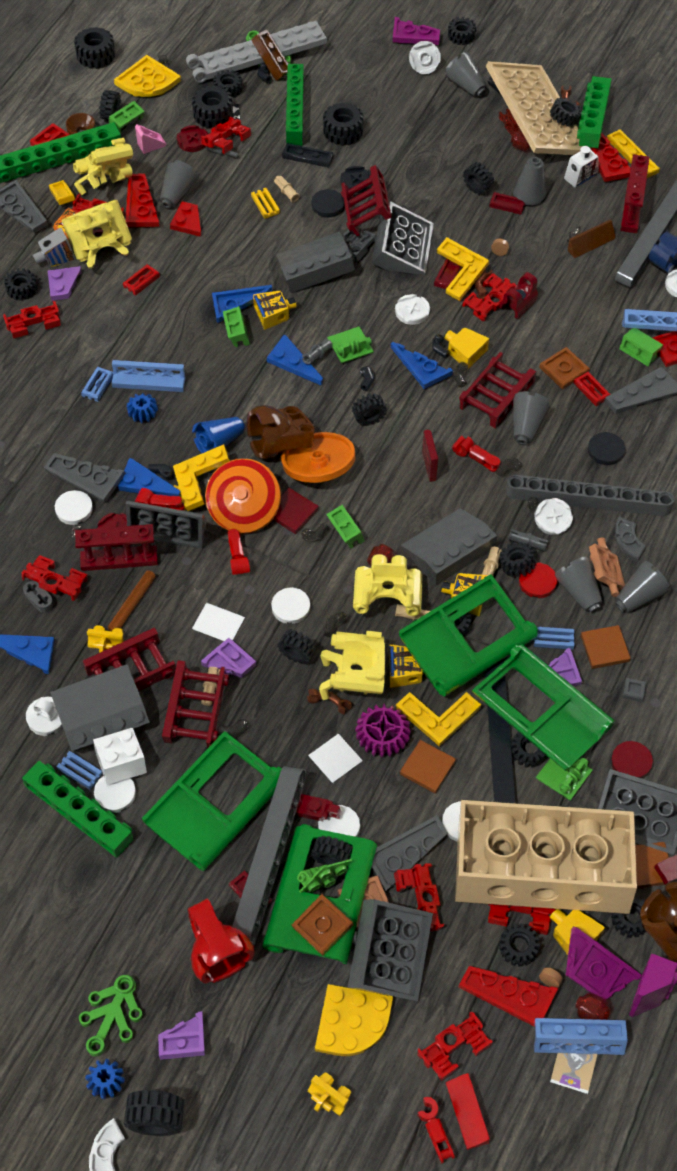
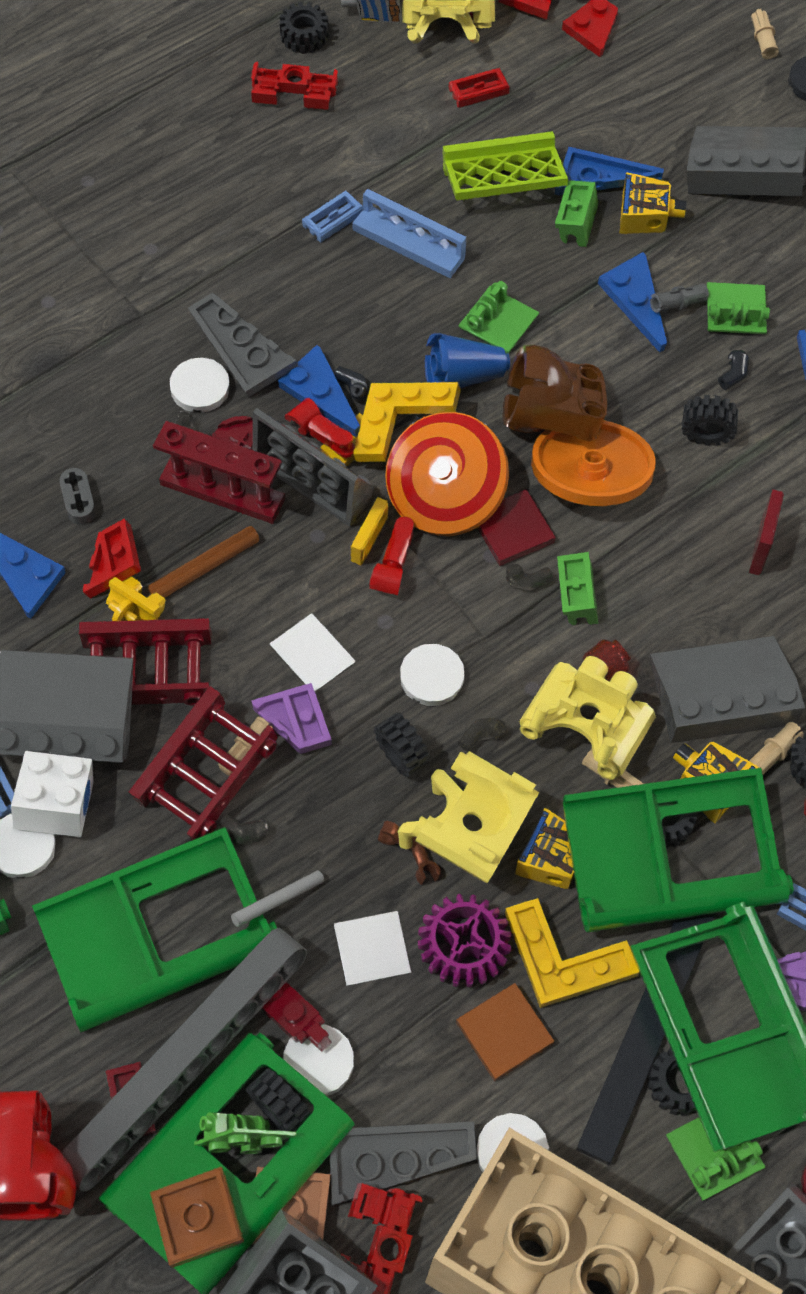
camera: 25 degrees right, 5 degrees up
(40, 573) = (121, 499): red piece -> none
(62, 282) = (365, 47): medium lavender wing -> none
(79, 620) = (113, 557): none -> red wing
(142, 407) = (375, 277): blue gear -> none
(179, 311) = (508, 154): none -> lime fence
(215, 545) = (369, 531): none -> yellow tile
(223, 402) = (499, 318): none -> bright green hinge
(265, 192) = (721, 28): yellow tile -> none
(272, 754) = (277, 898): none -> light grey bar

